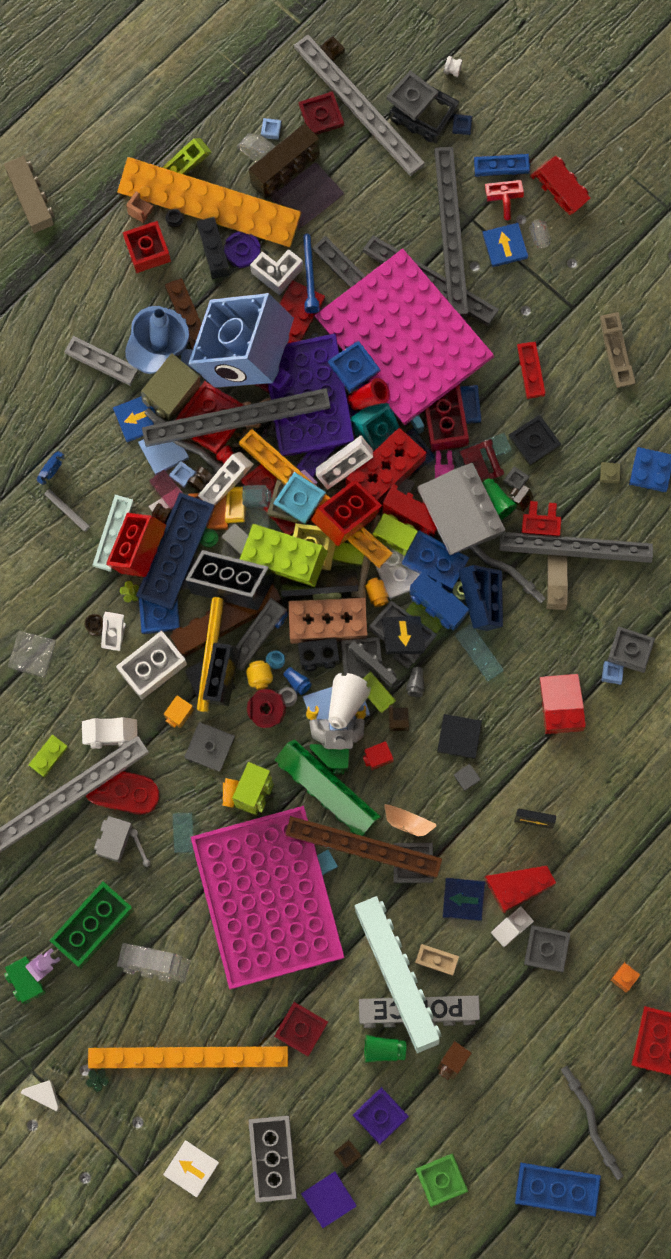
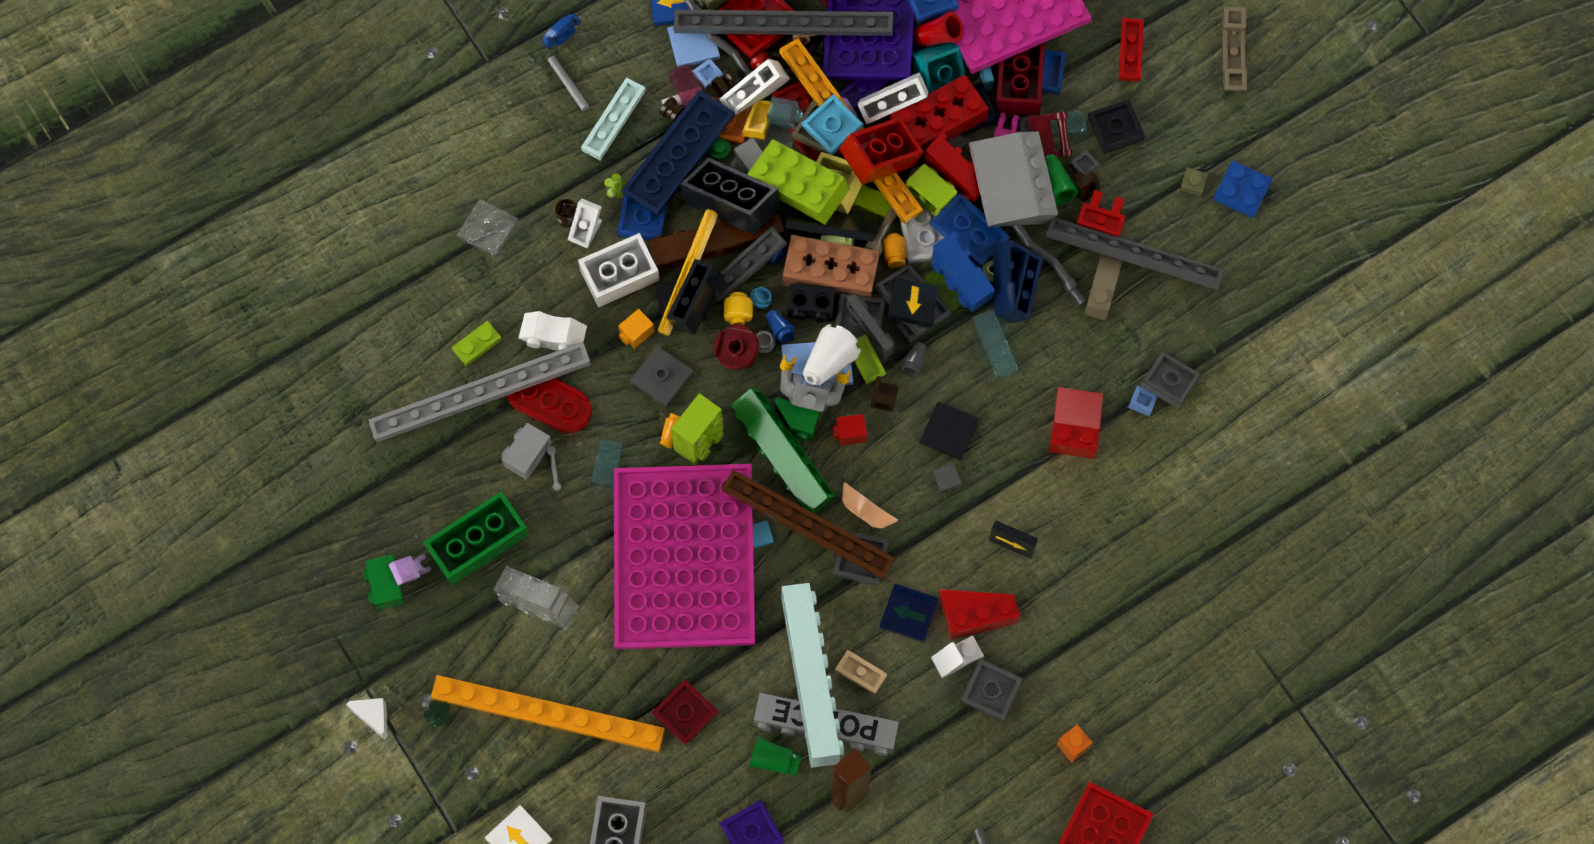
camera: 10 degrees right, 5 degrees down
(136, 544) = (635, 135): red brick -> none

